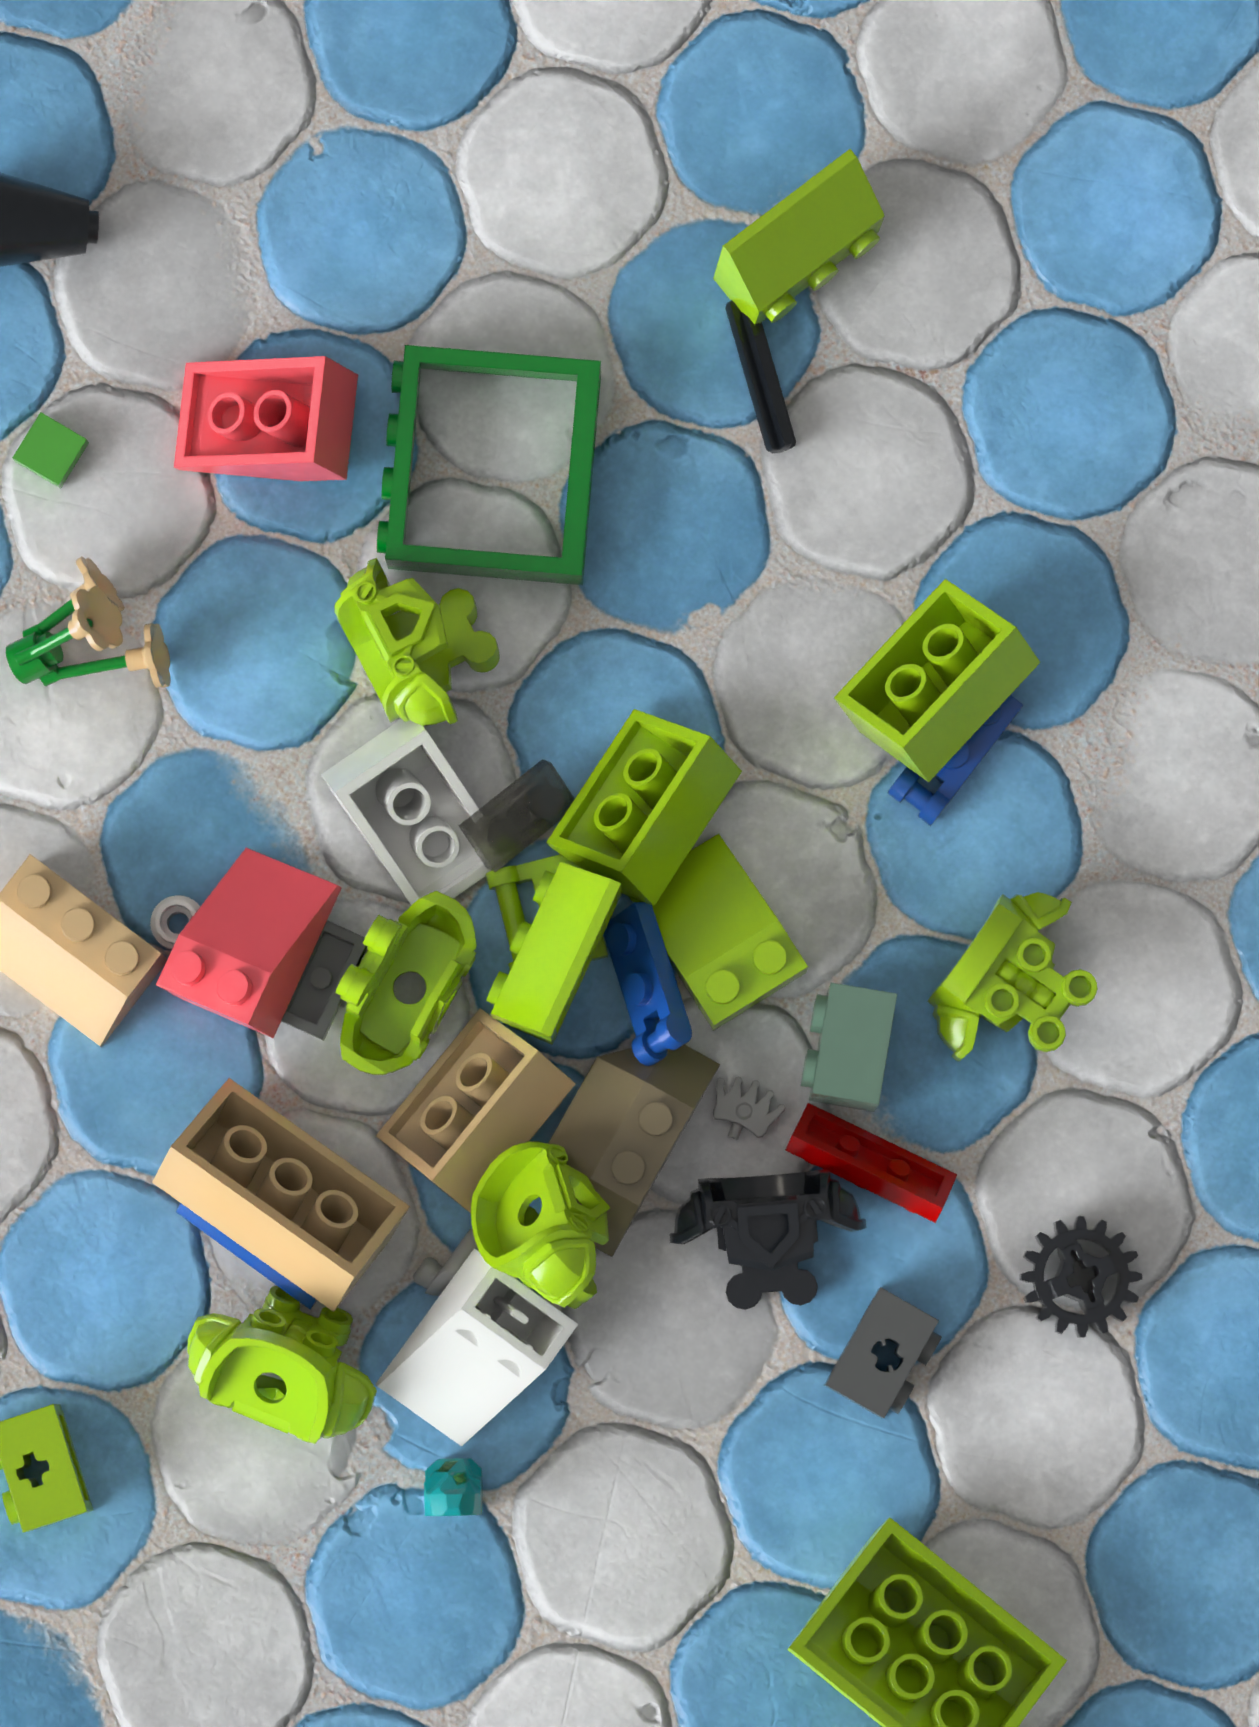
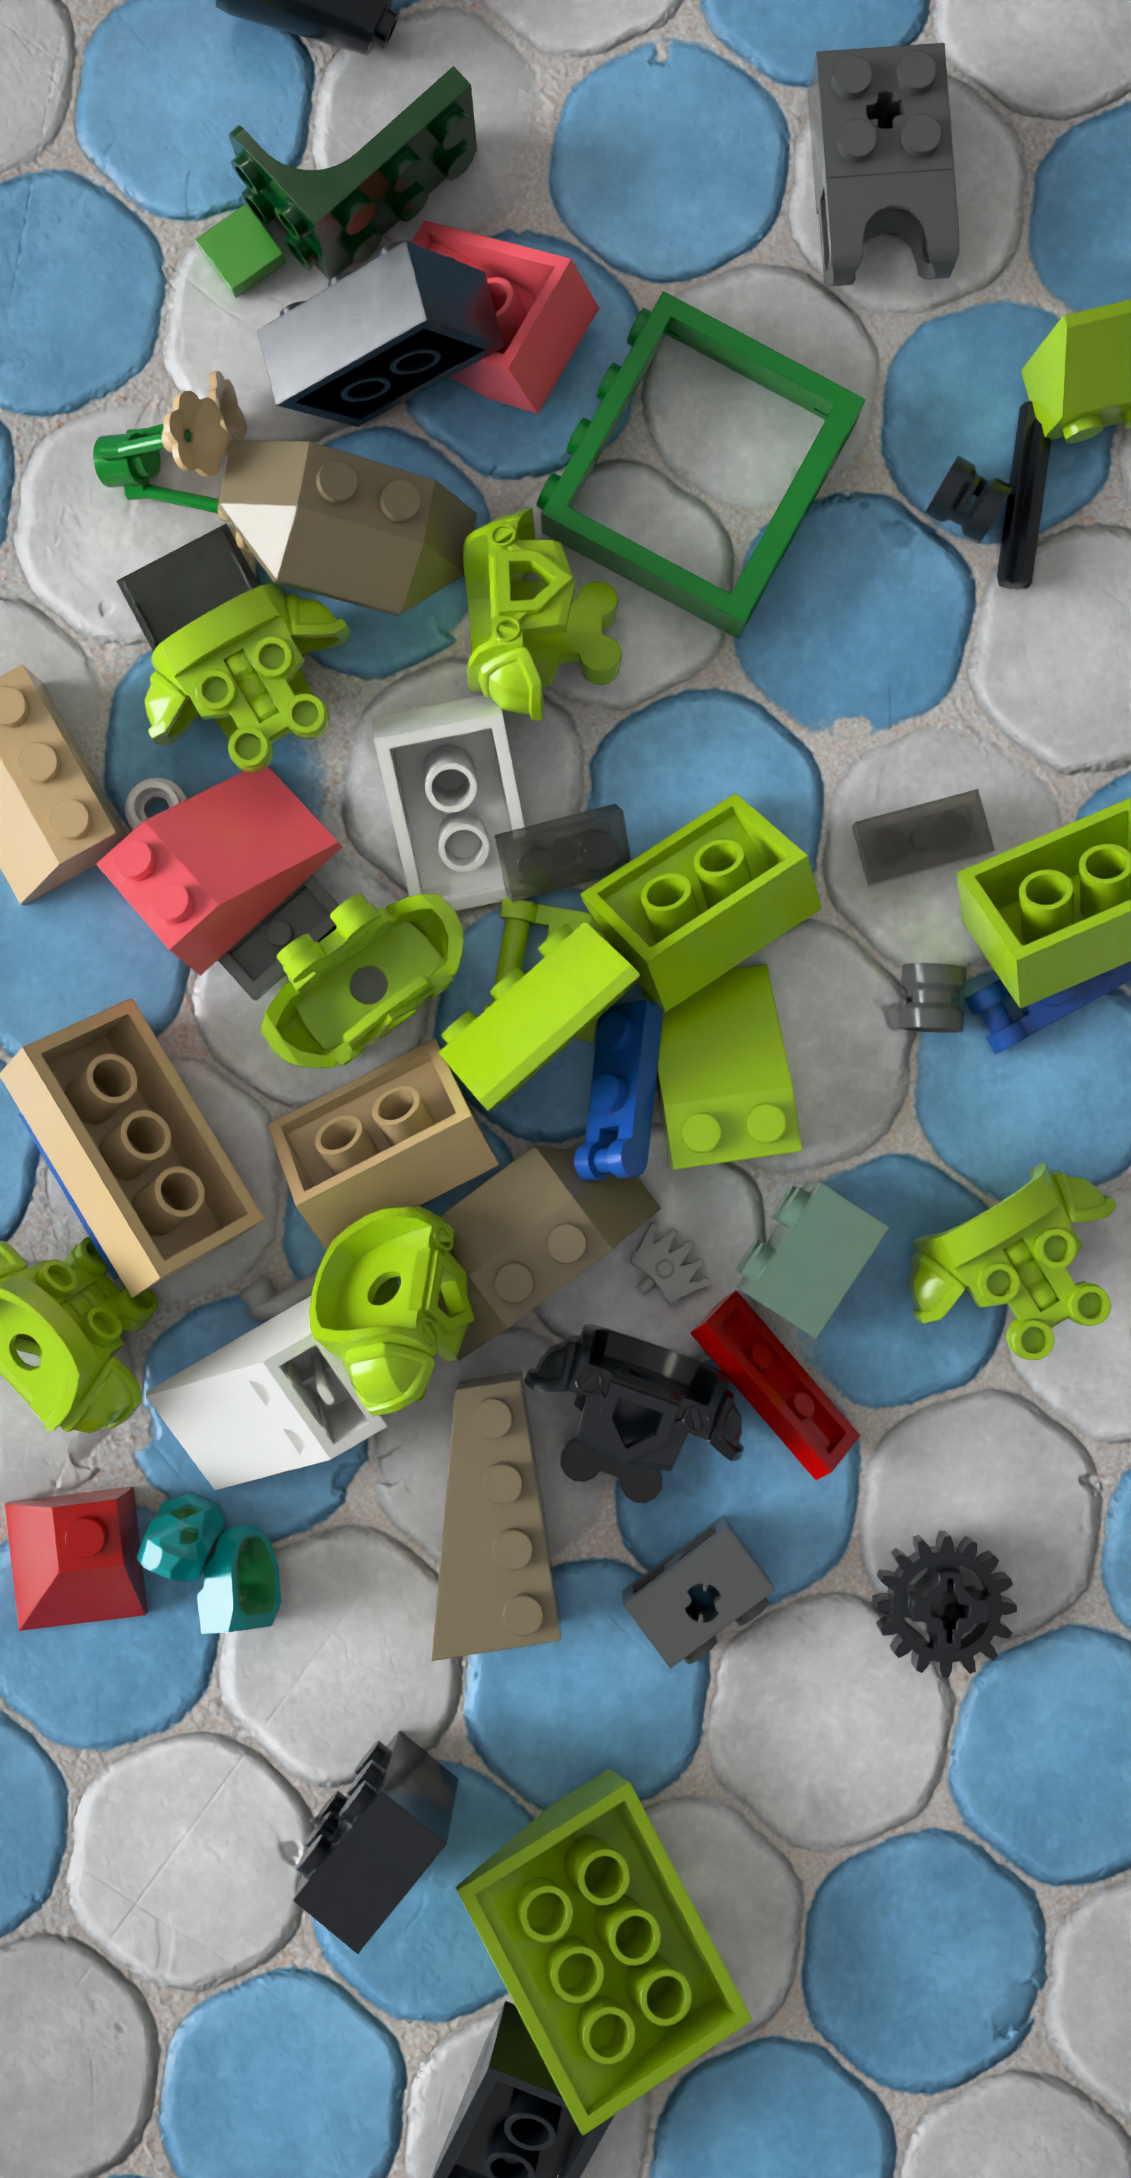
camera: 25 degrees right, 5 degrees up
(128, 393) = (346, 209): none -> dark green bracket
(140, 746) = (187, 584): none -> pearl dark grey piece
(203, 480) = (380, 335): none -> black brick
(209, 786) = (244, 673): none -> lime piece
(235, 636) = (344, 523): none -> dark tan wedge
(373, 1551) = (76, 1558): none -> red slope
(515, 1508) = (240, 1583): none -> teal rock
(536, 182) = (883, 156): none -> dark grey brick
(702, 1381) = (495, 1542): none -> dark tan wedge
(704, 399) = (955, 493): none -> black wheel
(711, 1643) = (375, 1840): none -> black brick
(797, 680) = (923, 837): none -> clear smoke plate
(859, 800) = (932, 992): none -> dark grey wheel

